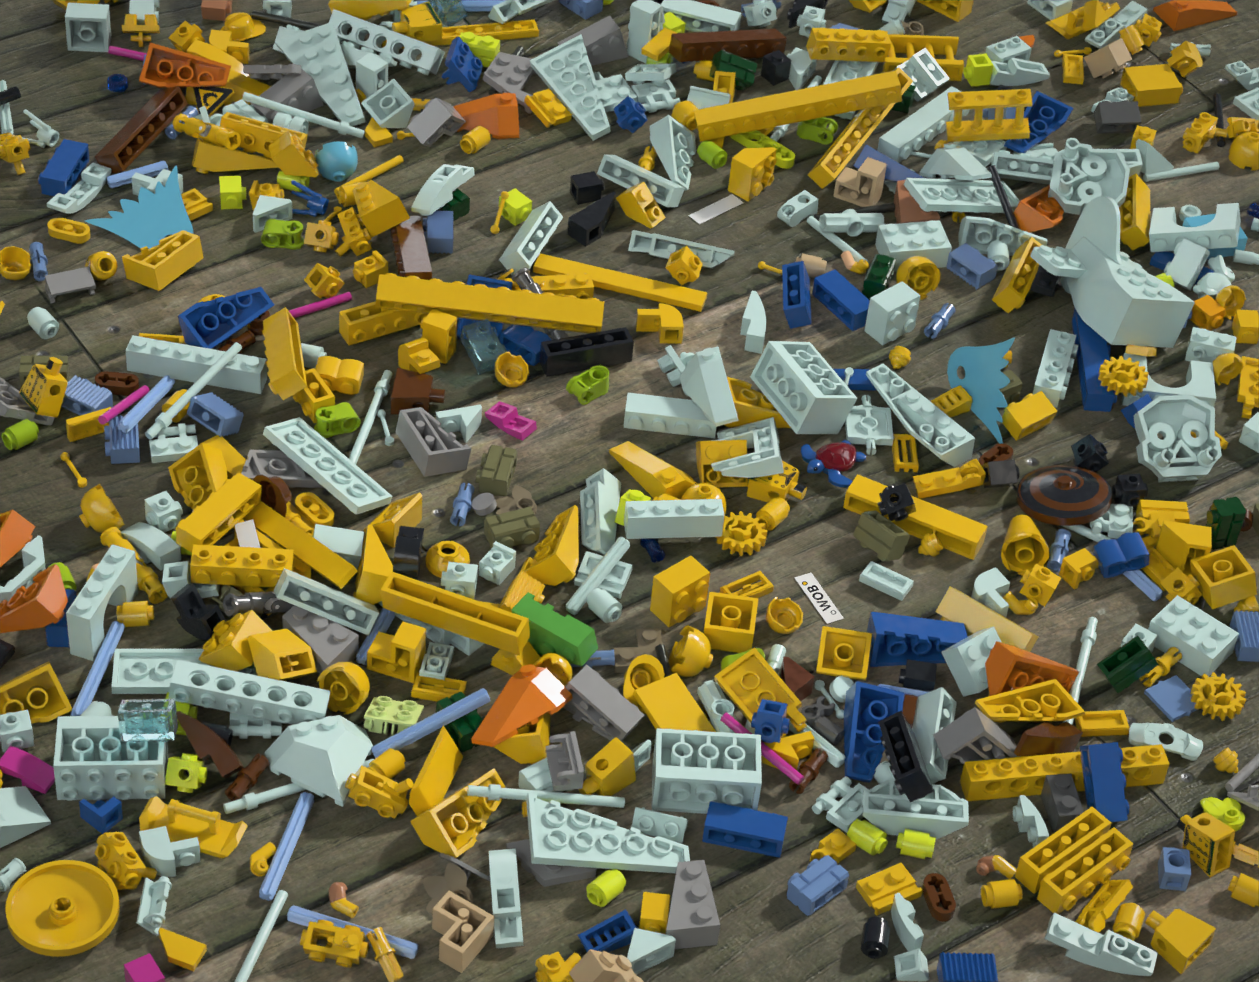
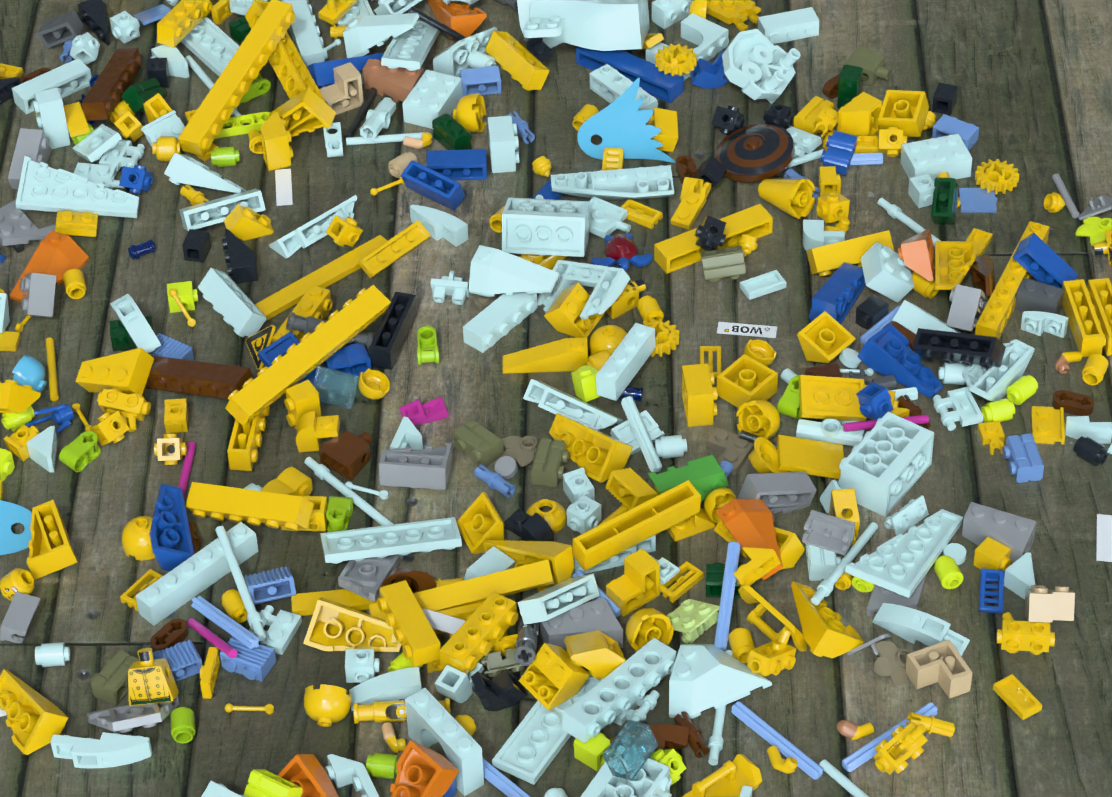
camera: 50 degrees left, 0 degrees up
(314, 509) = (436, 568): yellow plate -> none
(345, 195) = (69, 389): yellow brick -> none
(470, 723) = (759, 564): none -> yellow slope
(553, 159) = (139, 250): none -> clear blue pin
(638, 883) = (956, 552): none -> light aqua tile
(664, 320) = (397, 272): yellow brick -> none
(686, 77) = (129, 126): none -> yellow brick
(701, 309) = (394, 249): none -> yellow tile
(745, 829) = (946, 471): blue brick -> none
(799, 171) = (305, 113): none -> yellow wedge
(1183, 743) = (1005, 228): light aqua piece -> none

